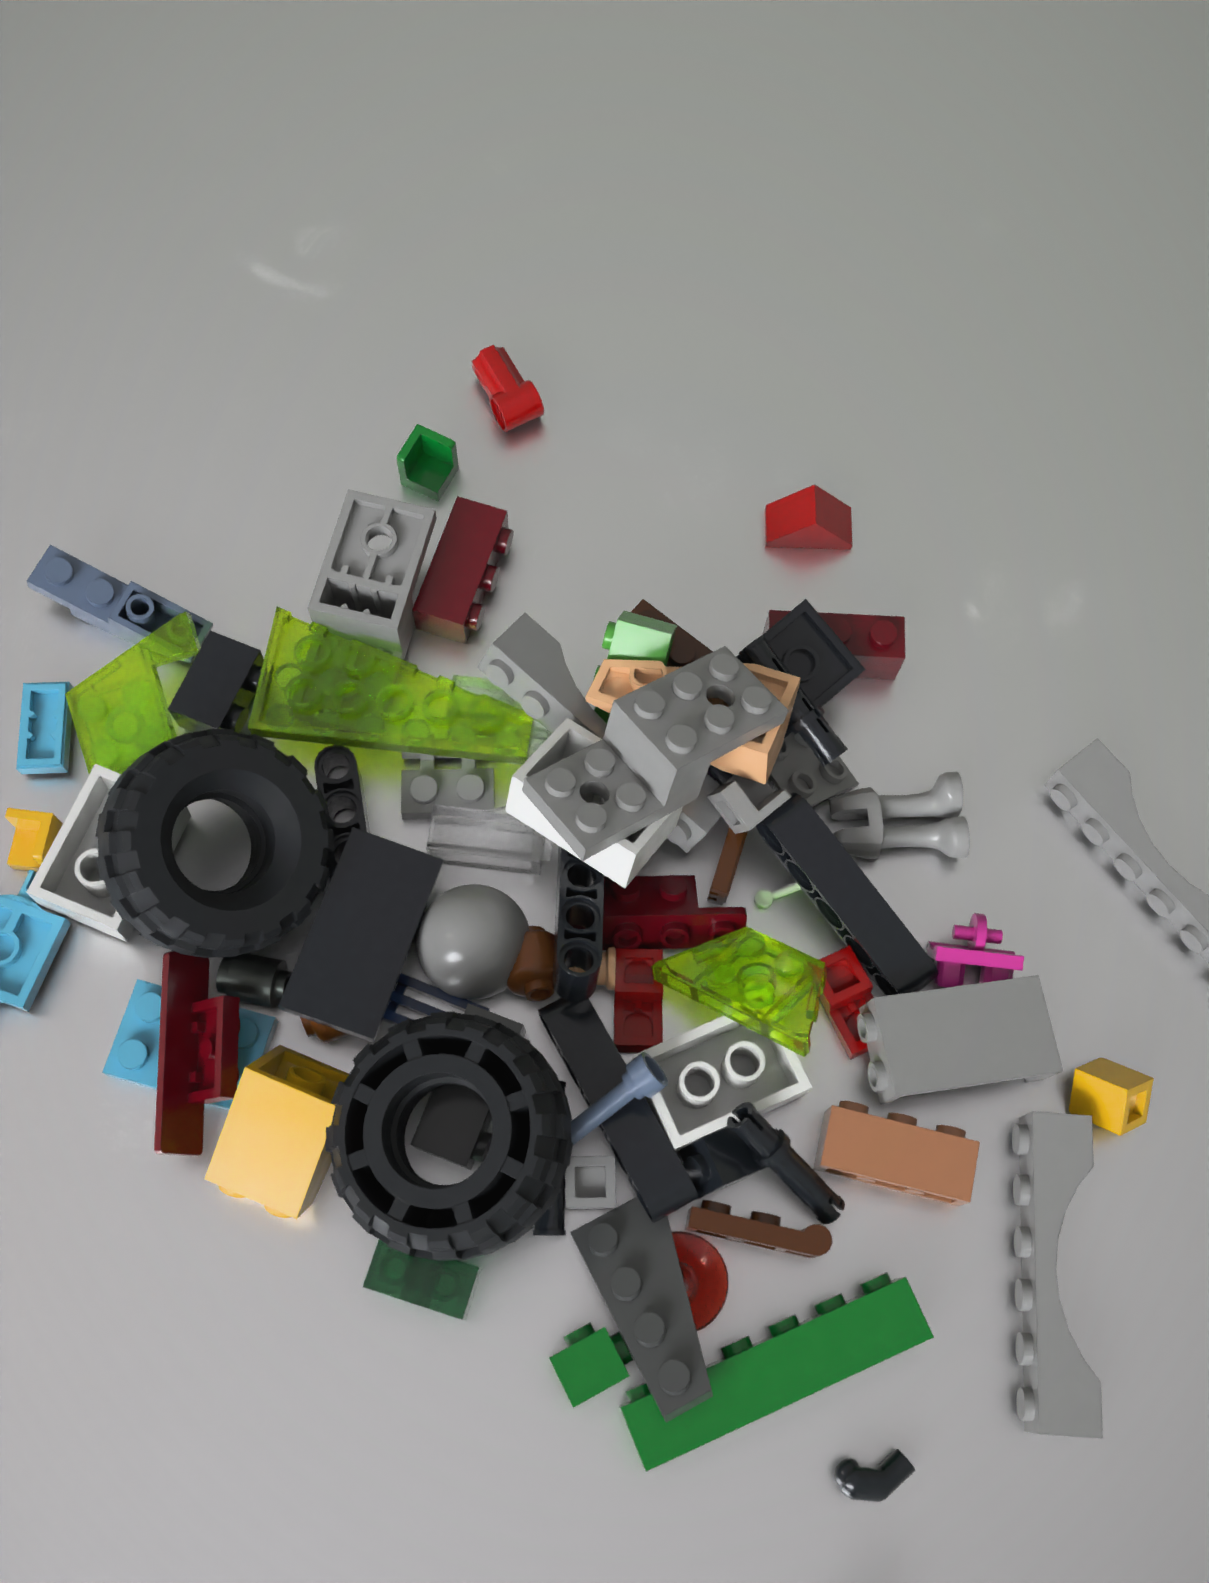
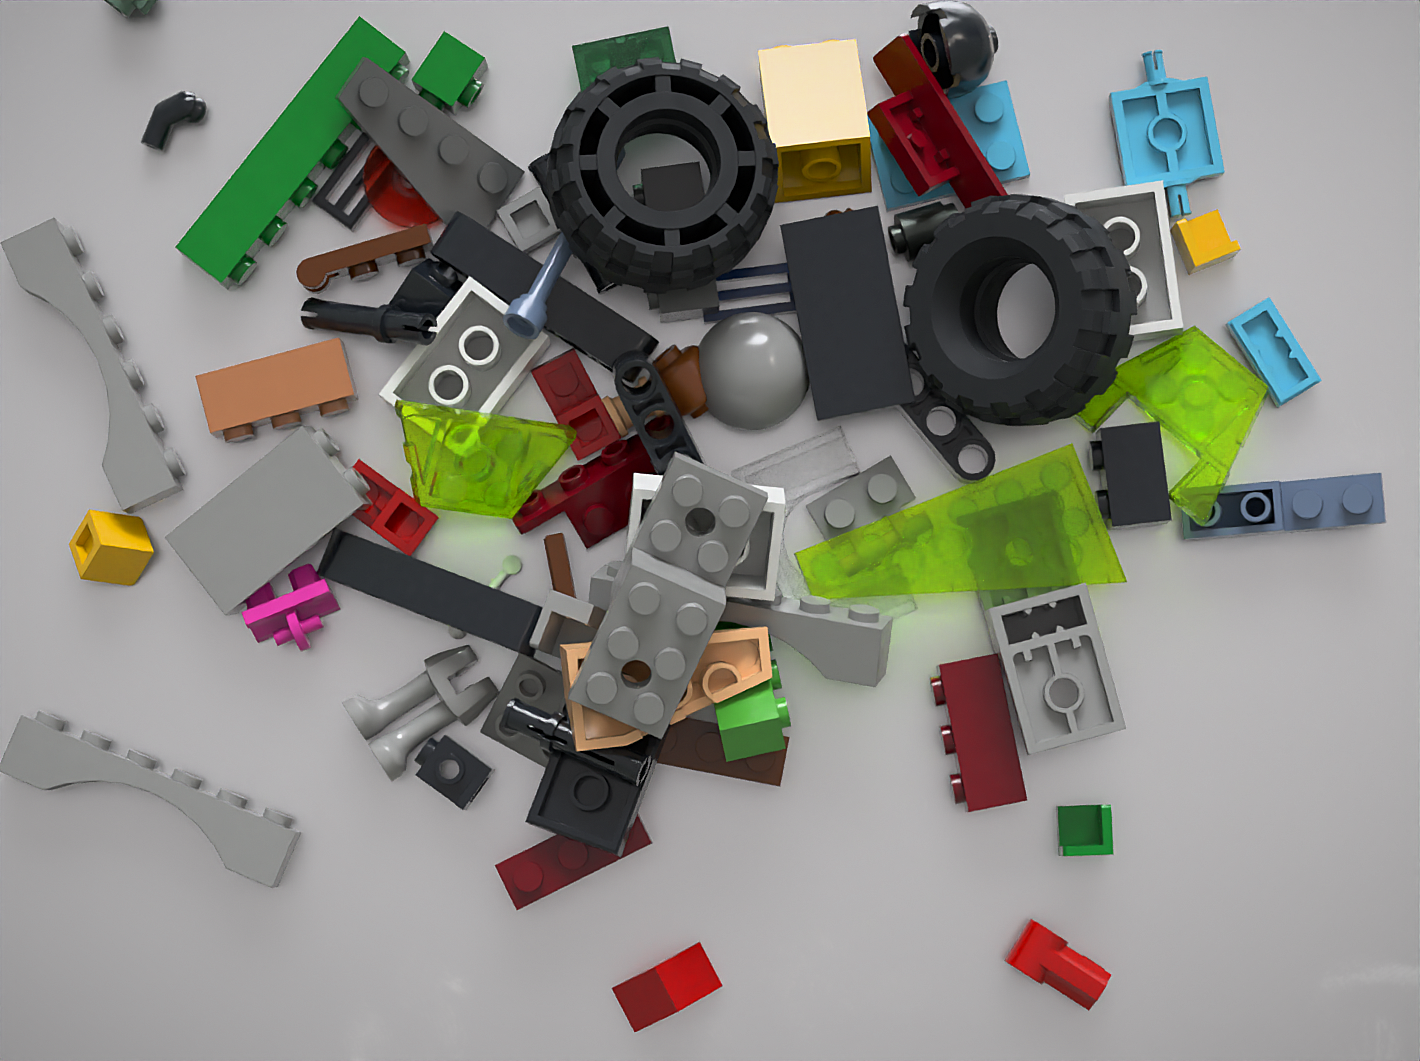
camera: 160 degrees right, 15 degrees up
(120, 1125) = (954, 44): none -> black cylinder
(761, 1295) = (337, 211): none -> black tile
(890, 771) = (471, 776): none -> black brick

